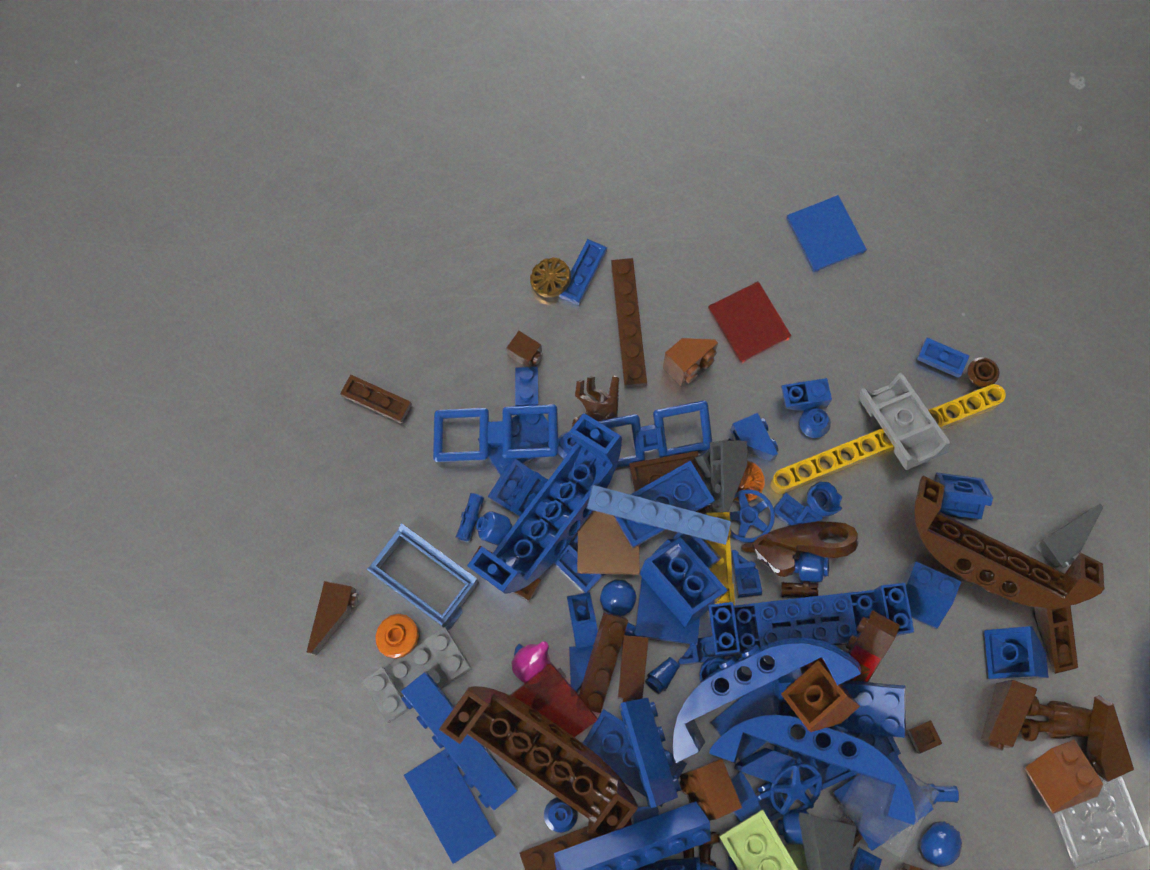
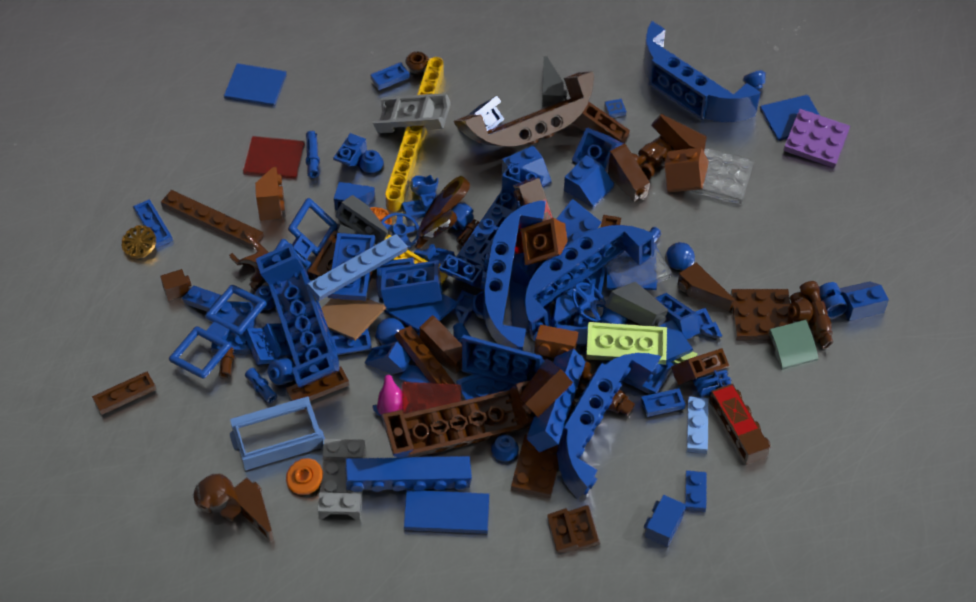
camera: 60 degrees left, 20 degrees down
(309, 575) = (215, 491): none -> reddish brown piece
(470, 467) = (226, 364): none -> reddish brown pin
(628, 832) = (544, 388): none -> reddish brown slope
(771, 362) = (312, 159): none -> blue pin
(964, 673) = (588, 182): none -> blue slope
(1096, 630) = (615, 108): none -> blue tile

